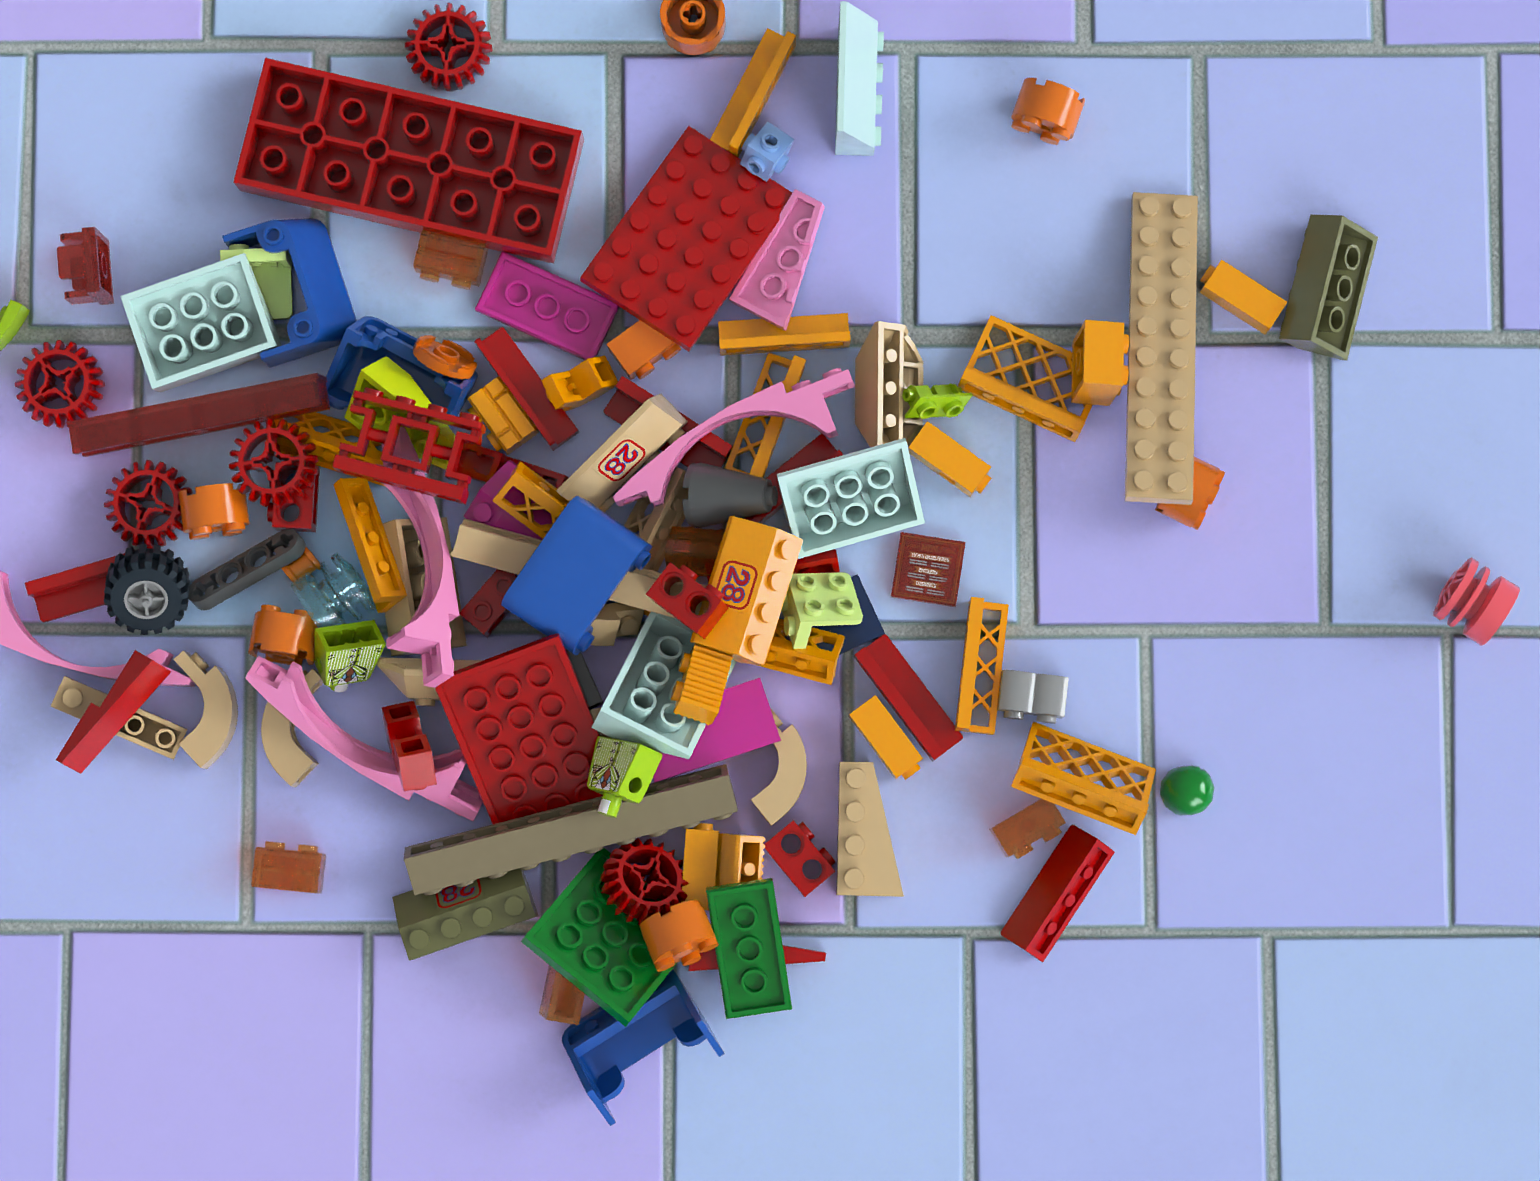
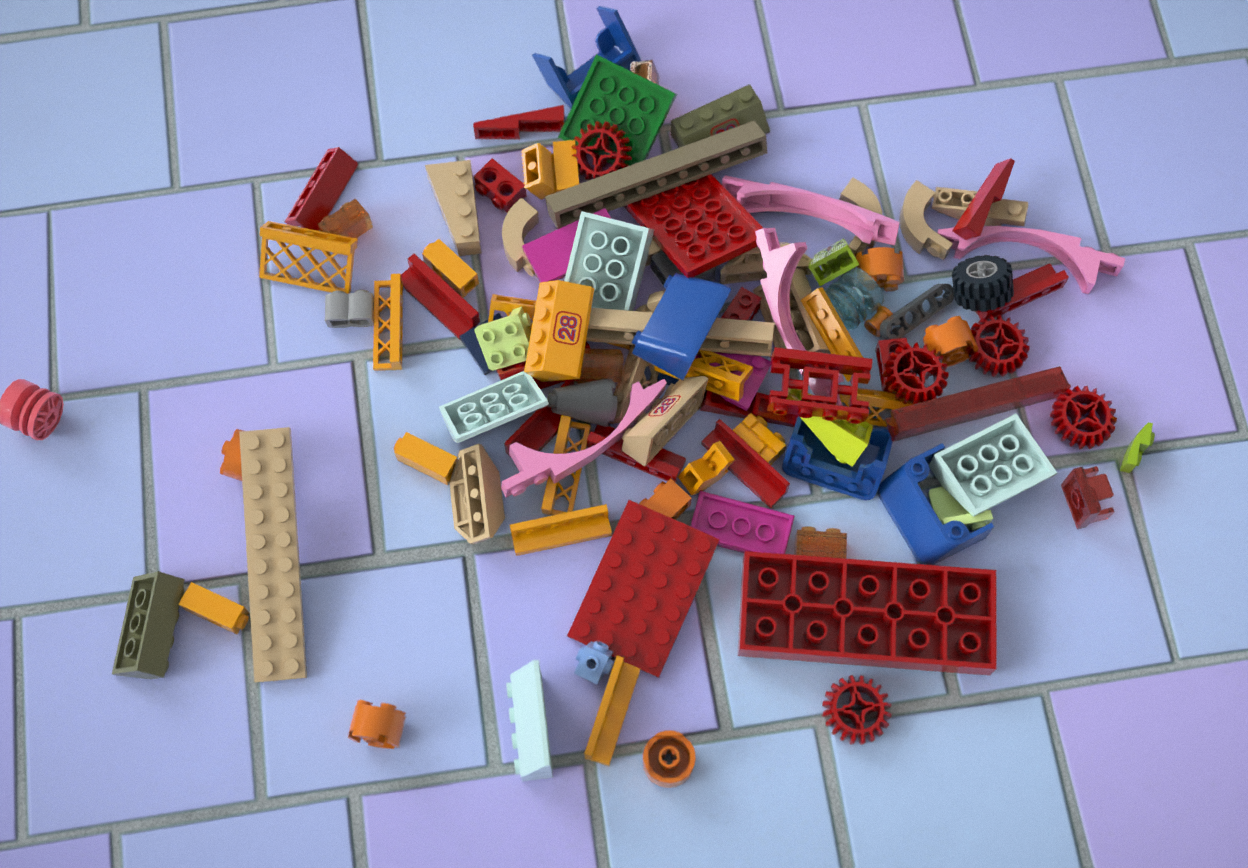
camera: 170 degrees right, 15 degrees down
(288, 869) = (842, 133): clear orange brick -> none
(409, 746) = (774, 197): red arch -> none
(445, 357) = (809, 470): orange tile -> none
(621, 772) = (628, 201): lime torso -> none
(678, 935) = (572, 113): orange brick -> none
(684, 604) = (603, 303): red brick -> none
(702, 684) = (581, 261): light orange brick -> none
(749, 948) = (525, 120): green tile -> none
(777, 270) = (572, 575): bright pink wing -> none
(928, 569) = (433, 383): clear red tile -> none
(935, 402) = (448, 489): lime hinge -> none
(1013, 398) = (375, 506): light orange fence -> none
(1099, 362) = (319, 533): light orange brick -> none
(1187, 790) = (236, 266): green hair -> none

